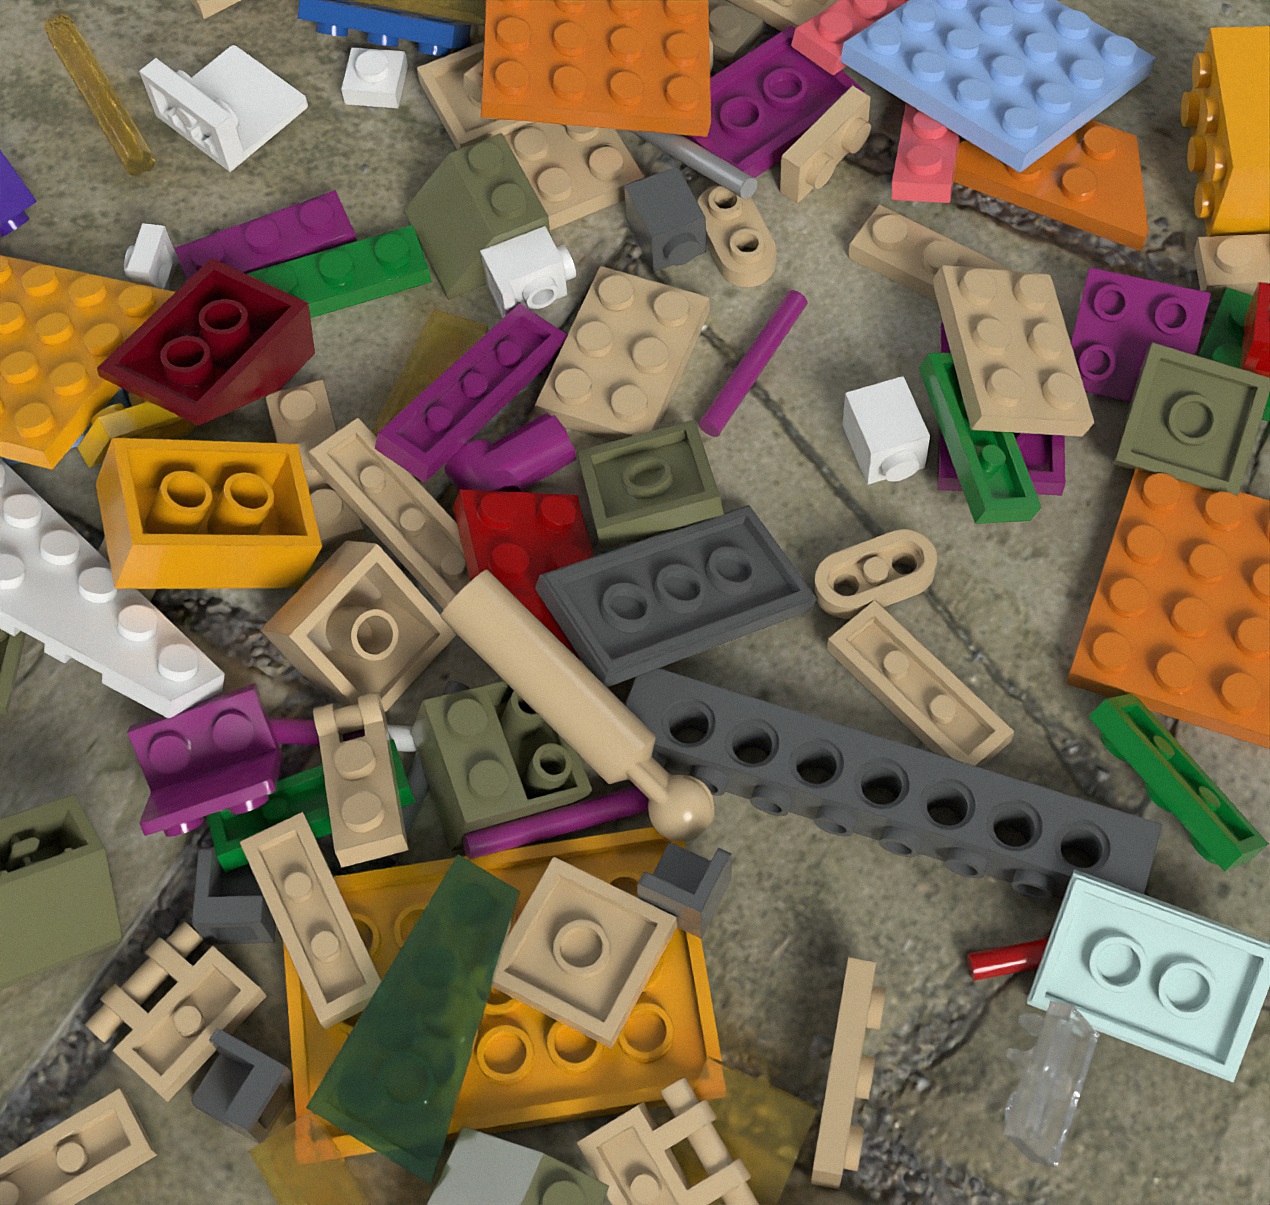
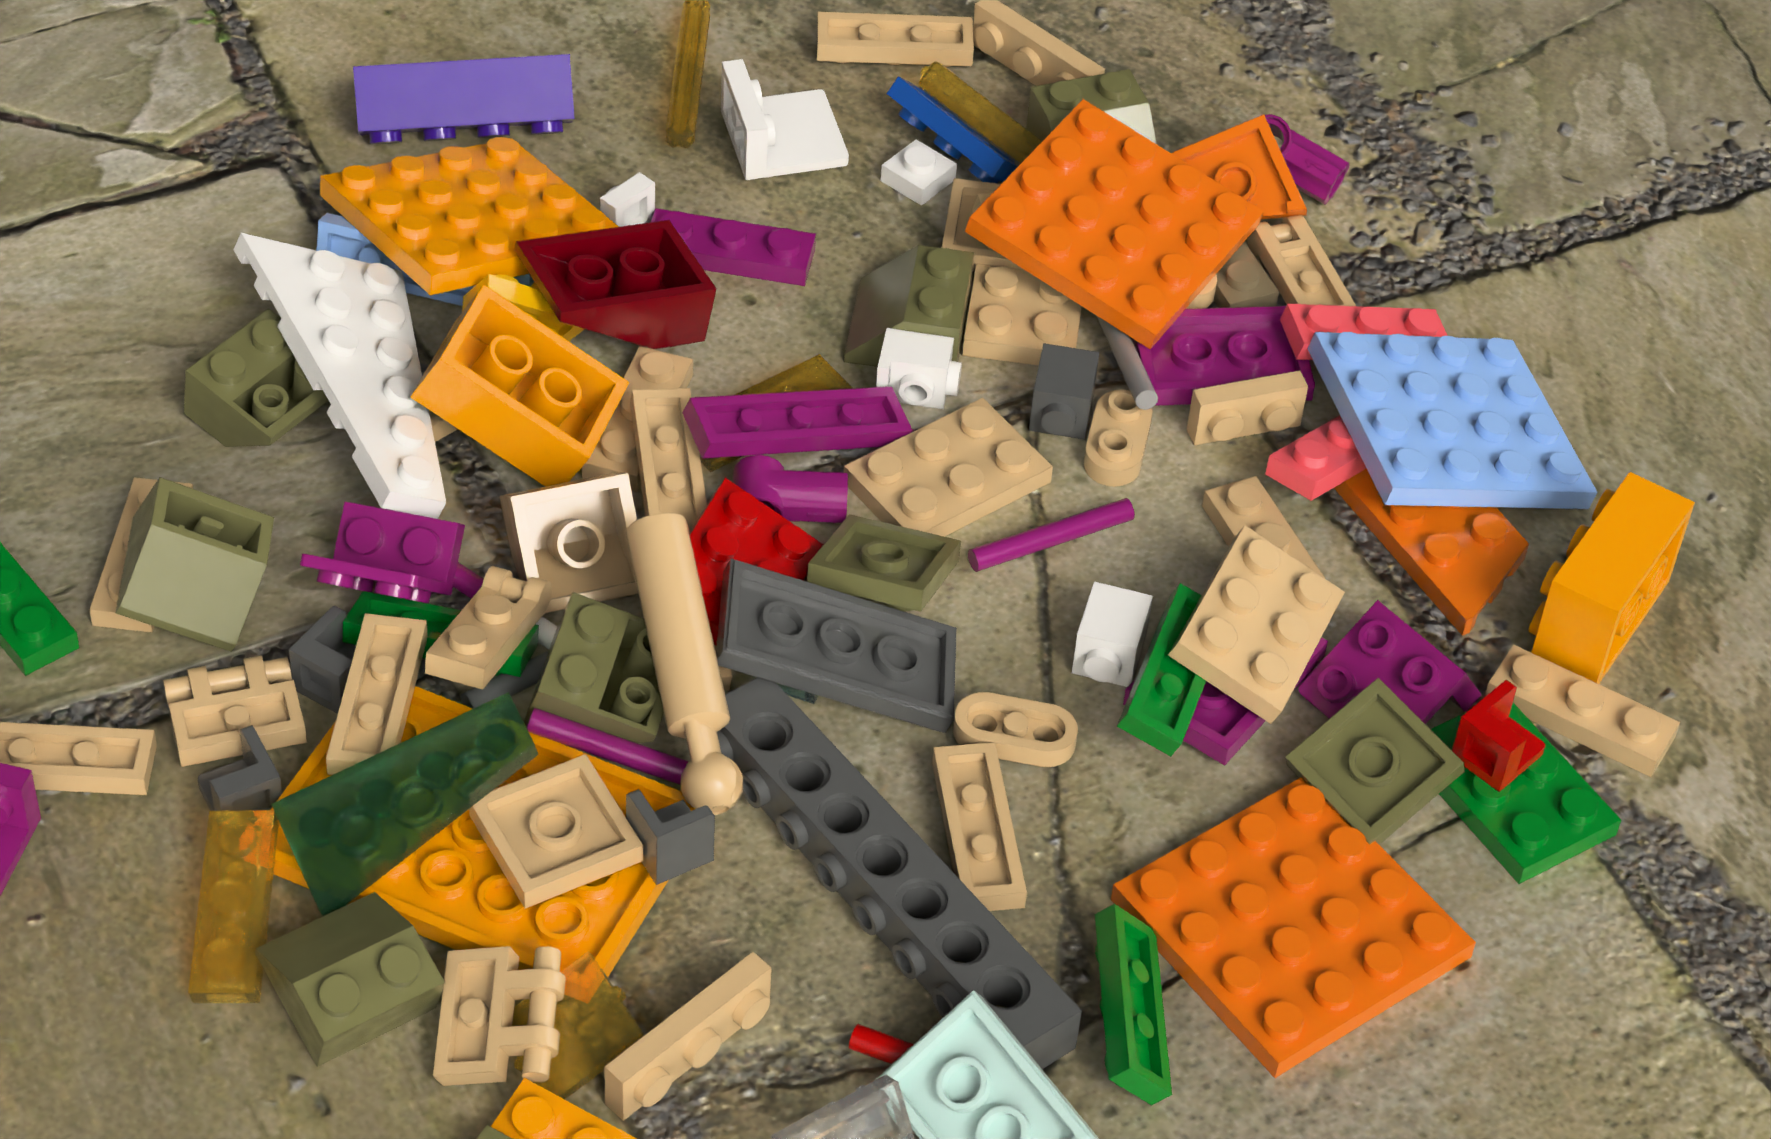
camera: 25 degrees right, 15 degrees down
(352, 272) = (780, 300): green plate -> none

